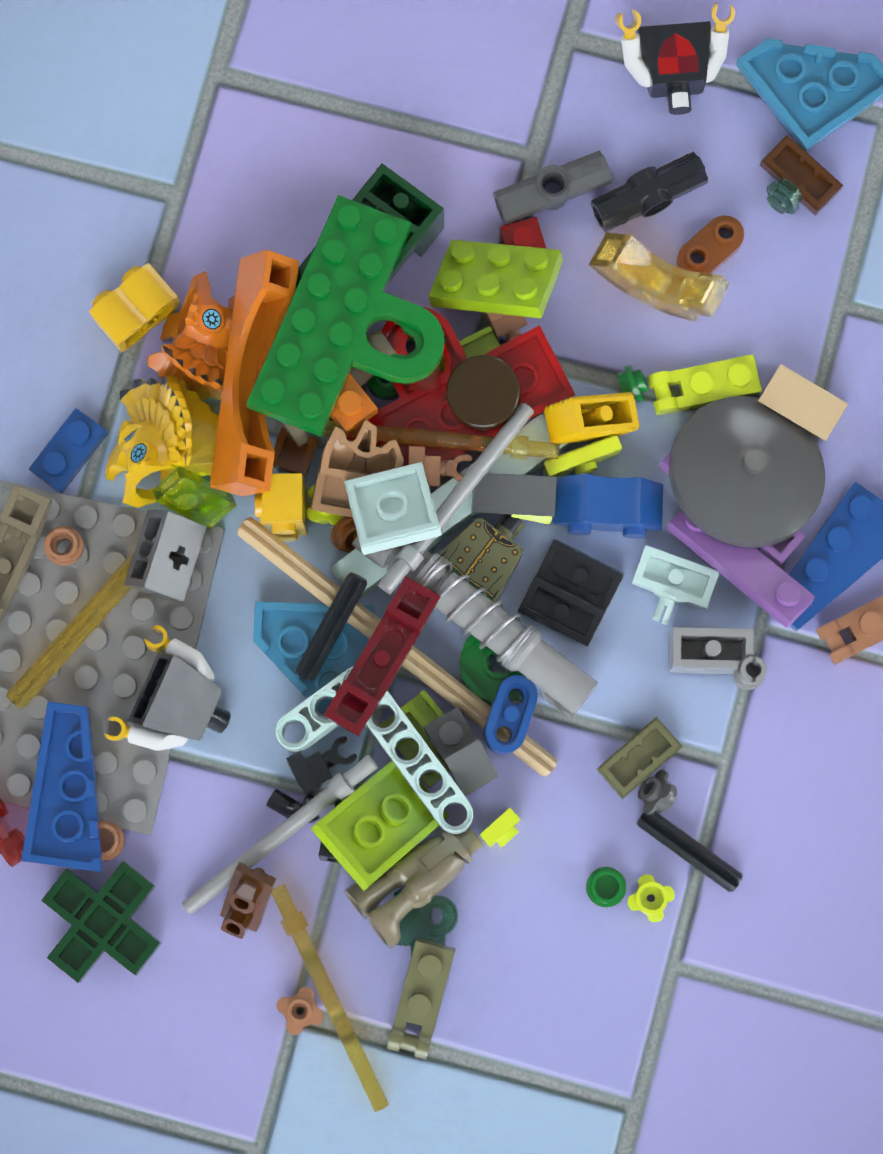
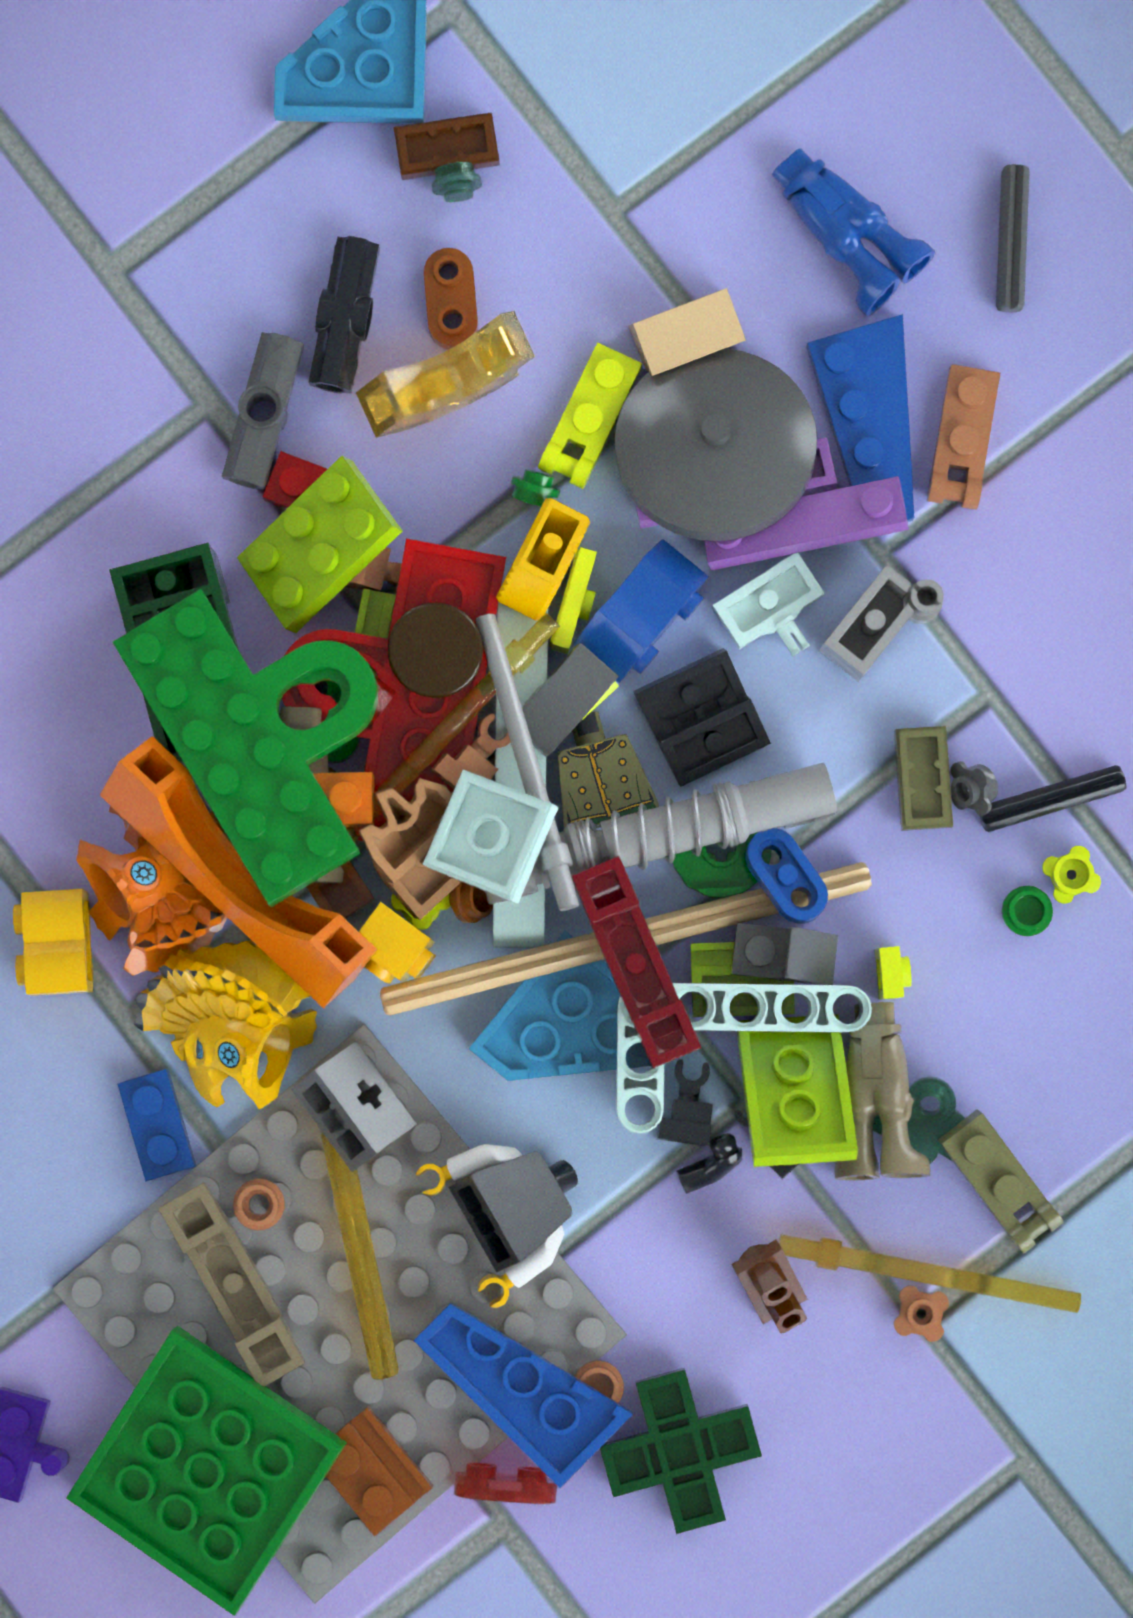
camera: 55 degrees left, 5 degrees up
(193, 497) = (313, 1032): clear neon green plate -> none
(331, 626) = (559, 990): black axle -> none
(339, 788) = (731, 1105): light grey bar -> none
(675, 57) = (222, 176): torso -> none

